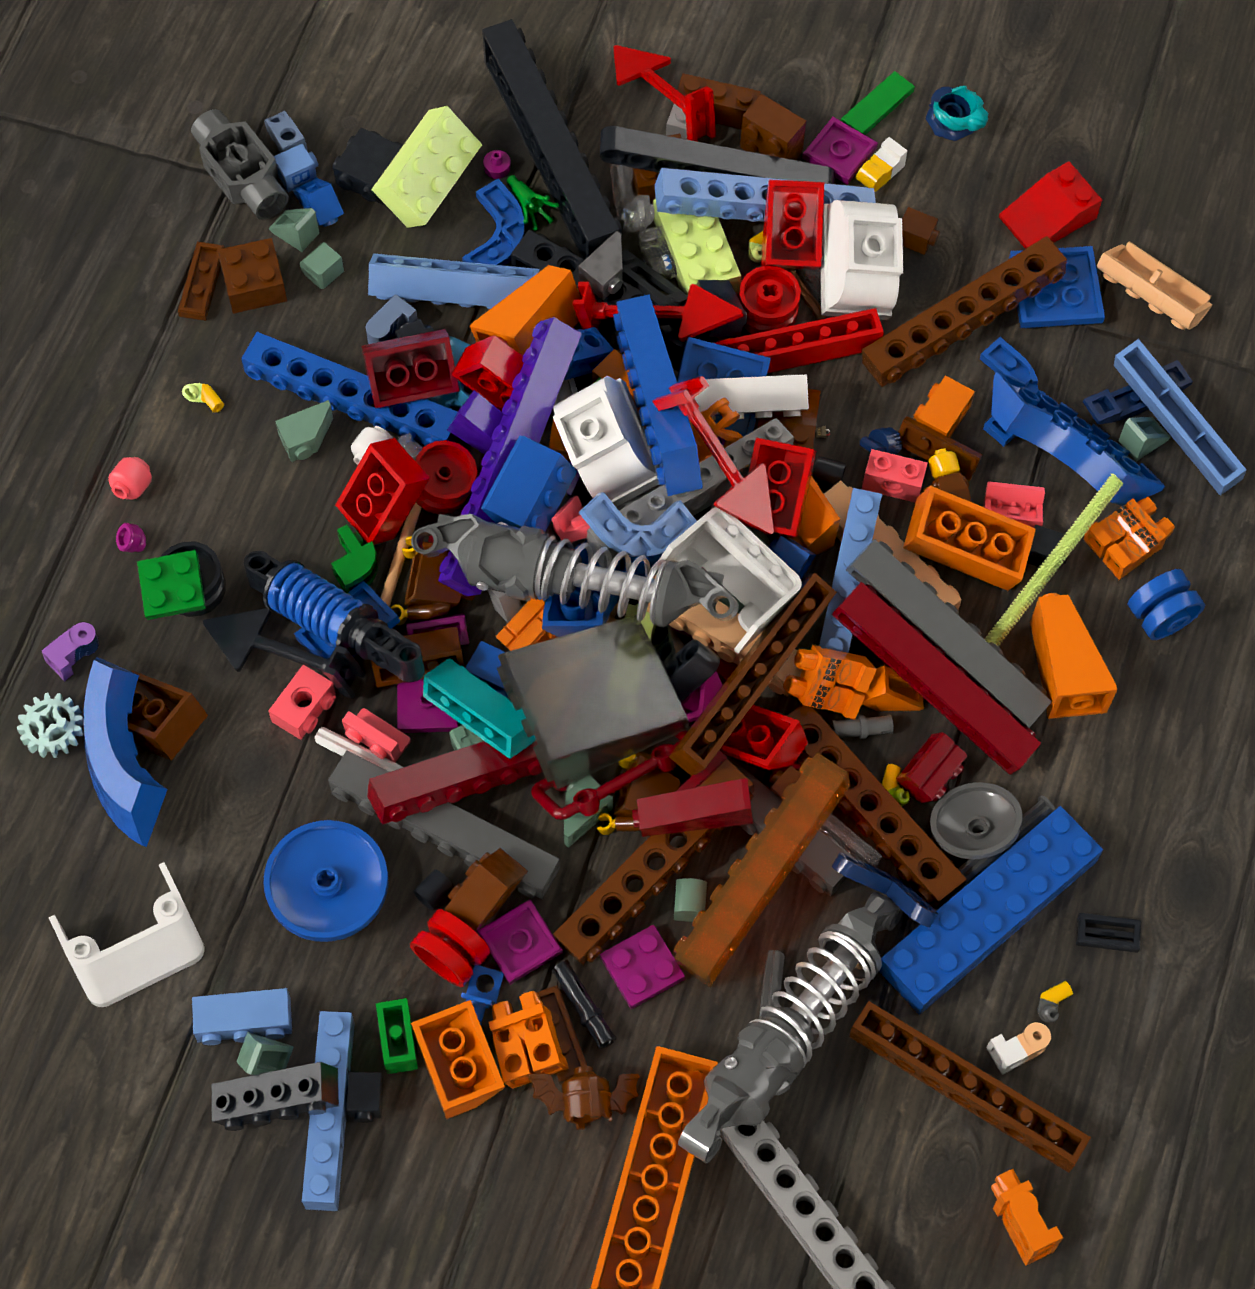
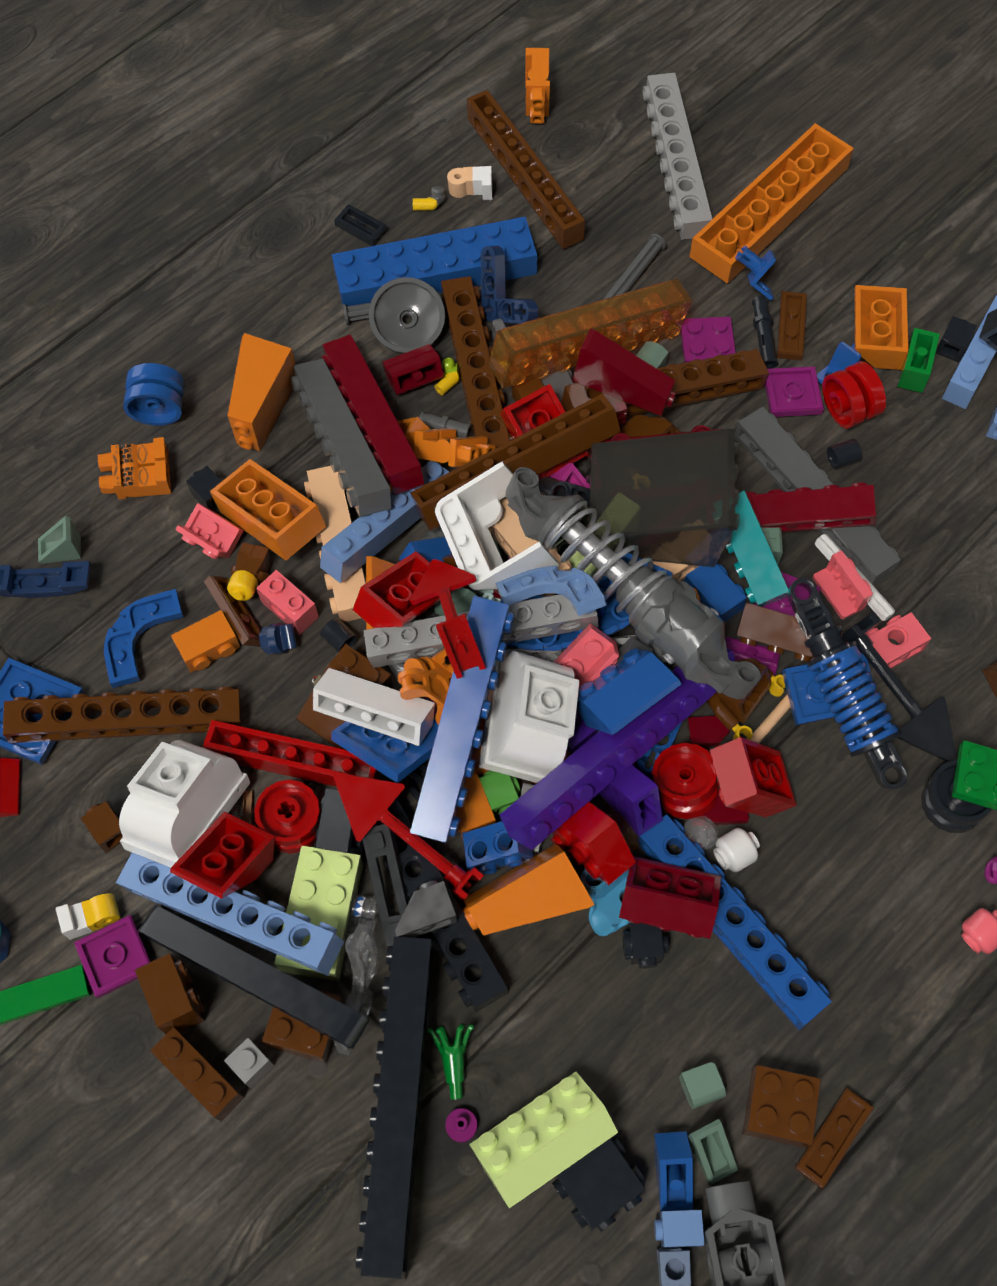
camera: 150 degrees left, 0 degrees up
(203, 393) = (880, 999): arm -> none
(305, 430) = (796, 900): sand green slope -> none
(326, 880) = (931, 489): blue dish -> none
(358, 564) = (799, 740): green brick -> none
(389, 319) = (661, 983): sand blue leg -> none
(444, 280) = (580, 989): medium blue brick -> none
(485, 888) = (809, 412): reddish brown brick -> none
(508, 221) = (492, 1028): blue plate -> none
(525, 1040) = (820, 319): orange hips -> none
(585, 1095) = (798, 264): reddish brown helmet -> none
(622, 1061) = (758, 268): none -> blue bracket
(696, 105) = (251, 1169): red piece -> none
(755, 247) = (263, 886): yellowish green arm -> none
(779, 1044) = (649, 221): piece -> none
(1058, 554) = (215, 460): yellowish green axle -> none
(1069, 439) = (118, 560): blue brick -> none
(1179, 417) = (22, 533): medium blue brick -> none

